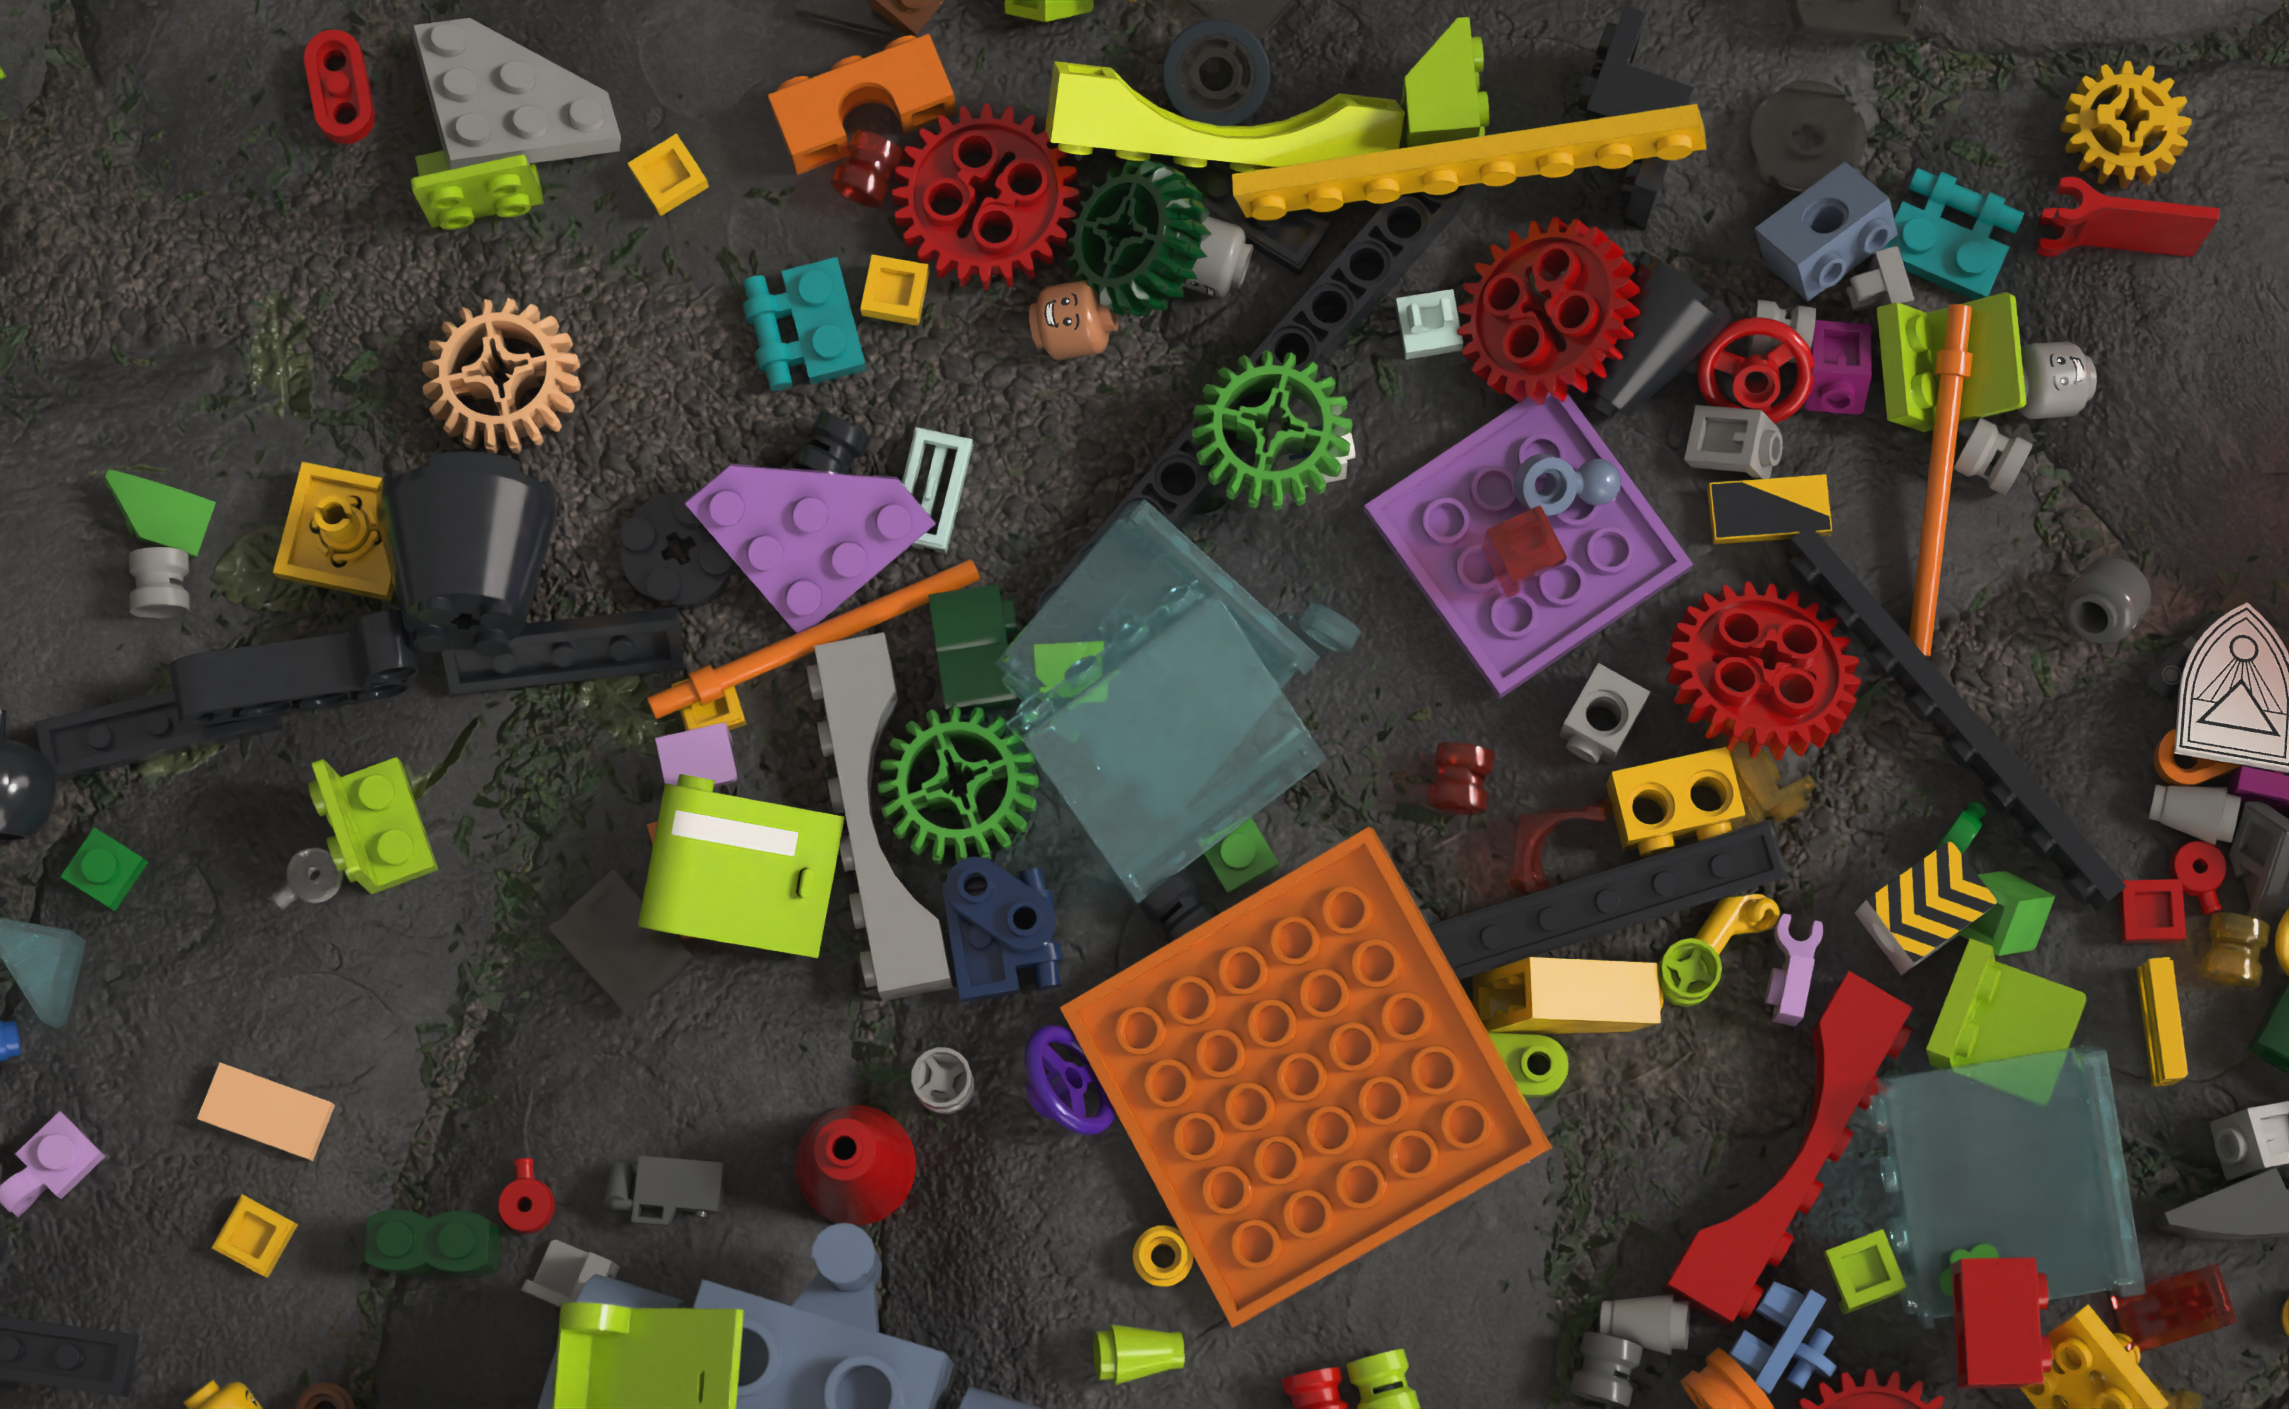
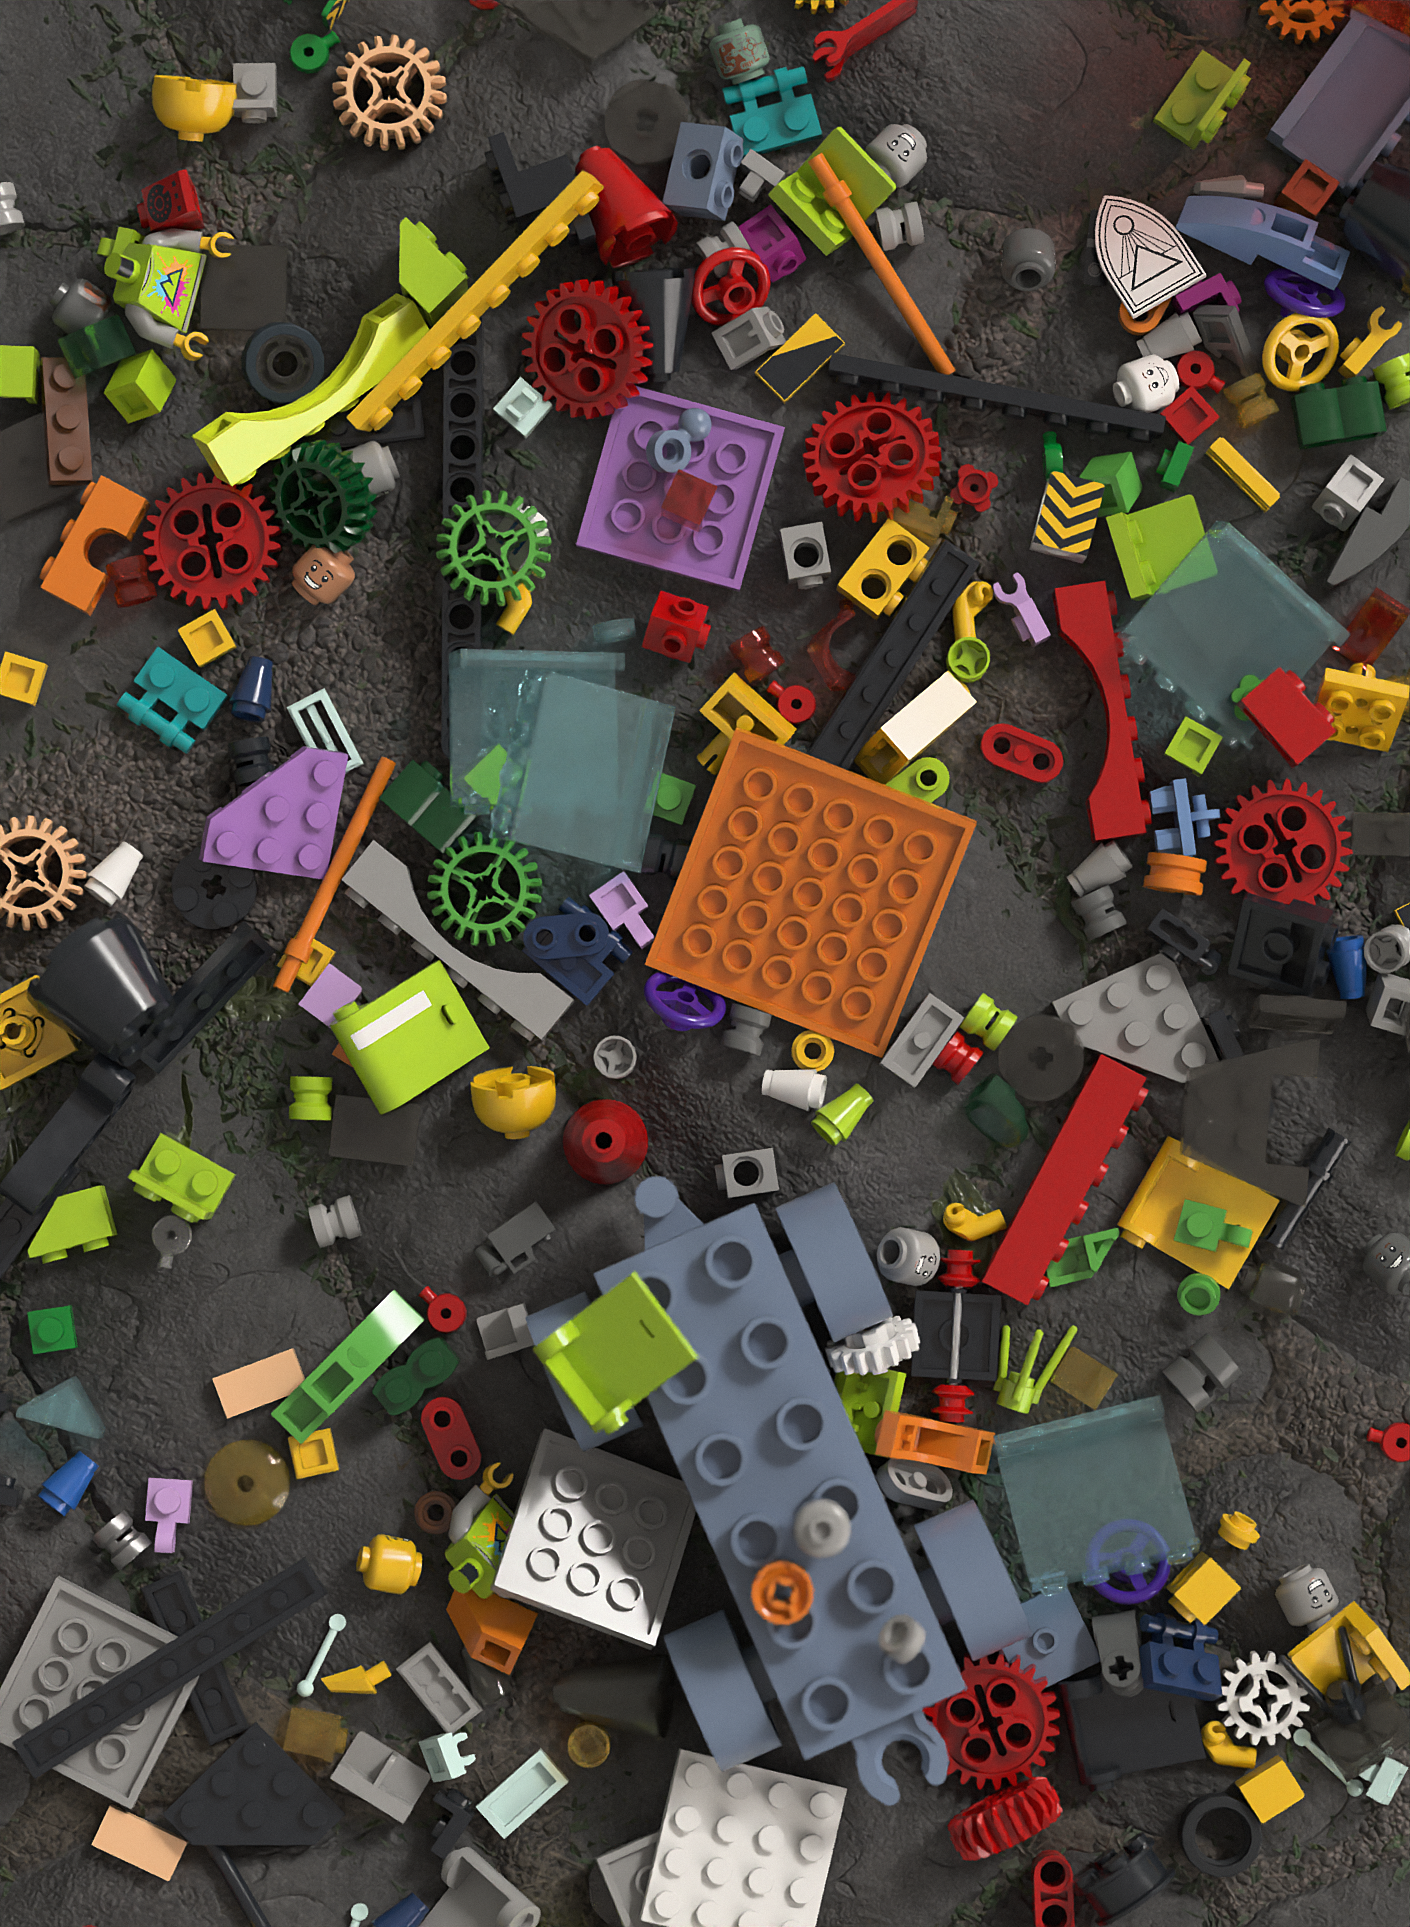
camera: 45 degrees left, 10 degrees up
(188, 1211) = (269, 1477): none -> clear yellow dish
(225, 772) = (74, 1221): none -> lime slope
(369, 1170) = (347, 1366): none -> bright green slope
(416, 1346) = (453, 1437): none -> red plate
(499, 1007) = (335, 1221): none -> light grey wheel
(583, 851) = (310, 1098): none -> lime wheel
(585, 450) = (112, 876): none -> white cone
(793, 1035) = (515, 1100): none -> yellow cylinder
(895, 382) = (253, 692): none -> dark blue cone
(998, 1348) = (767, 1177): none -> light grey brick
(1089, 924) = (621, 906): none -> lavender plate
(1111, 1169) = (745, 1030): none -> dark grey wheel
(1111, 1280) = (796, 1087): none -> white cone
(1243, 523) = (514, 611): none -> yellow arm
(1291, 1342) = (921, 1040): none -> light grey panel
(1398, 677) = (676, 627): none -> red brick
(1398, 814) = (742, 707): none -> yellow brick
(1458, 852) = (787, 695): none -> red piece
(1666, 1123) = (1022, 750): none -> red plate
(1706, 206) = (628, 212): none -> red cone
(1853, 780) = (985, 484): none -> red plate
(1968, 142) = (739, 51): none -> sand green head
(2090, 949) = (1173, 466): none -> green plate
(2132, 837) = (1146, 384): none -> white head

